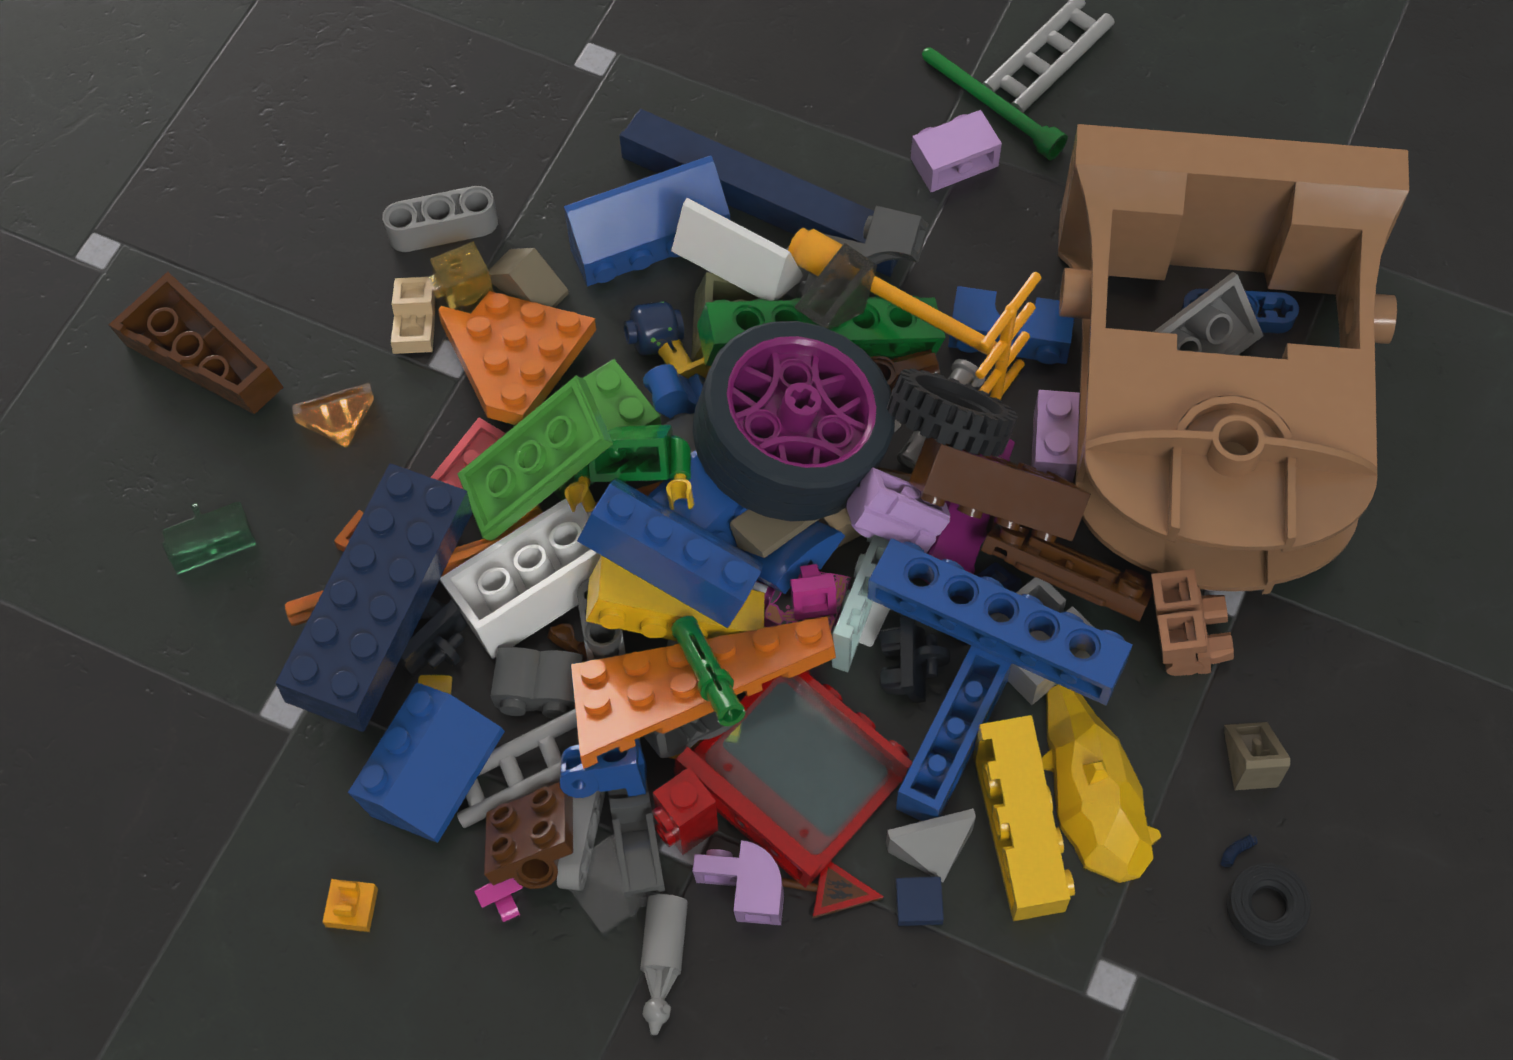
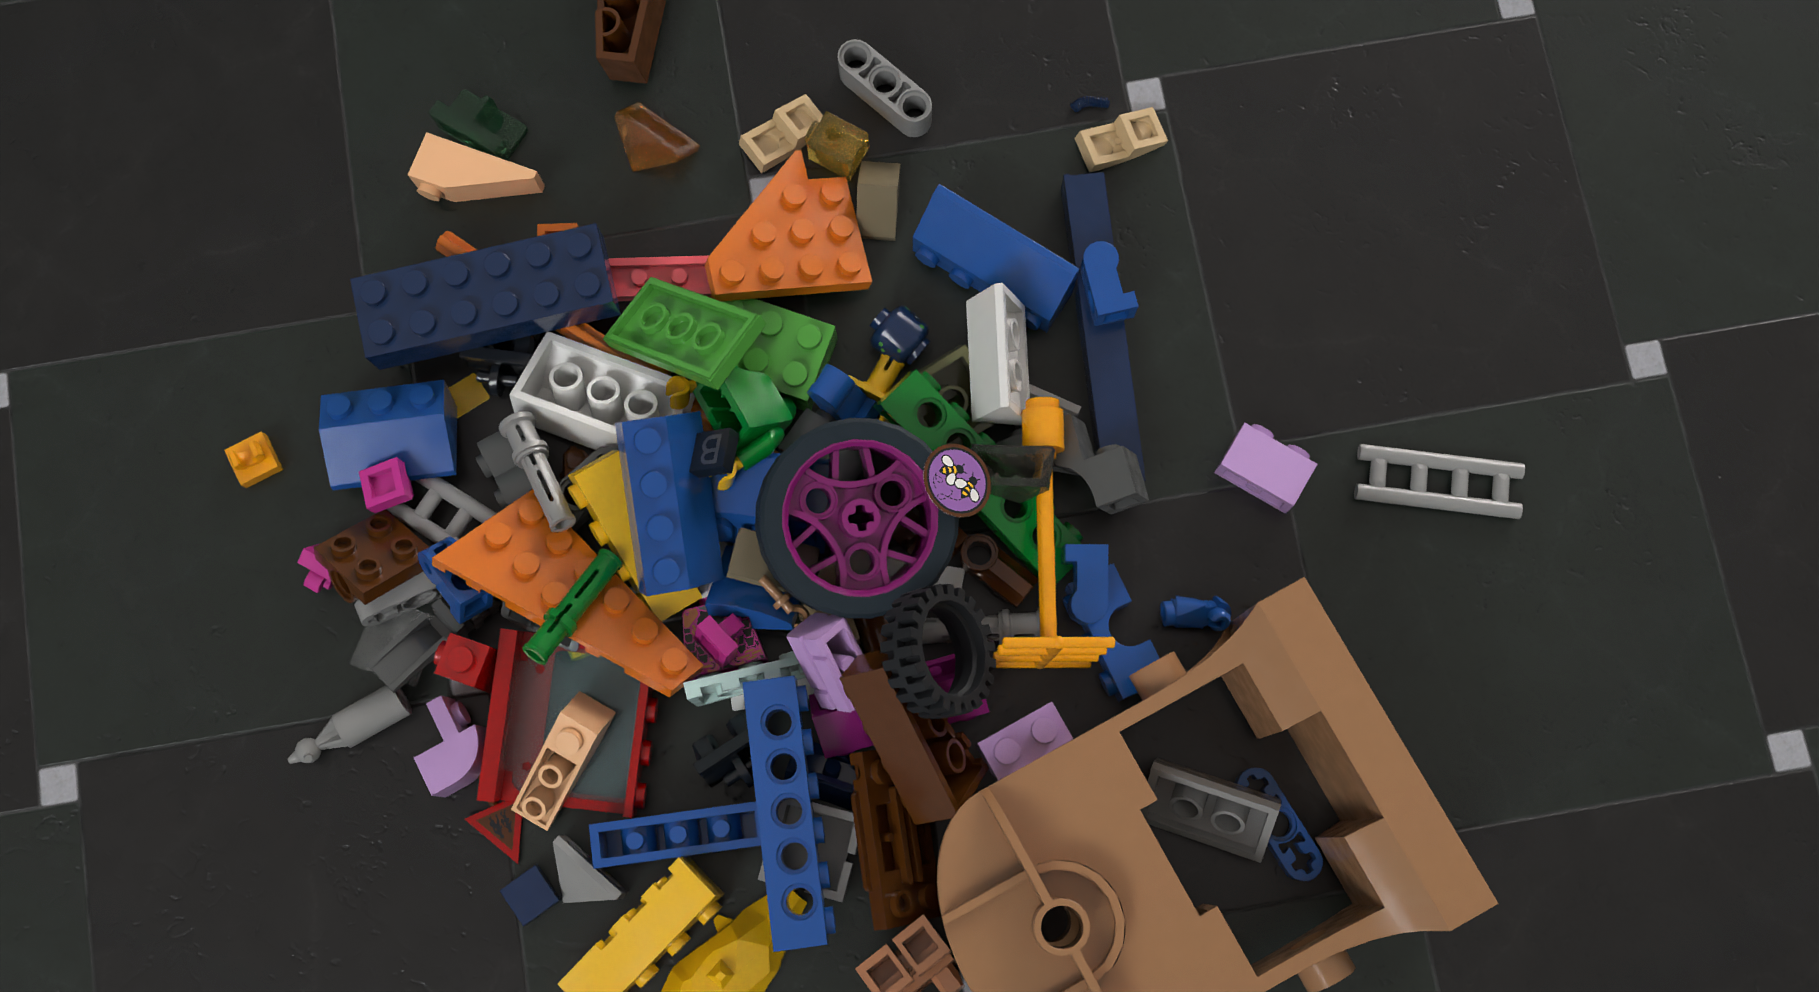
camera: 55 degrees right, 15 degrees up
(242, 567) = (466, 174): none -> light nougat slope
(473, 783) = (385, 485): none -> dark pink tile
(543, 643) = (532, 457): none -> light grey pin
(567, 103) = (1082, 102): none -> dark blue leg
(618, 92) = (1121, 141): none -> tan slope
(662, 481) = (714, 452): none -> black tile
(735, 155) = (1103, 285): none -> blue leg
(817, 524) = (782, 600): none -> medium nougat hand
(821, 321) = (957, 480): none -> sticker
(824, 791) = (563, 759): none -> light nougat slope
(962, 300) = (1090, 581): none -> blue leg
(1041, 253) = (1195, 613): none -> blue arm
(1049, 140) = (1339, 540): green piece -> none

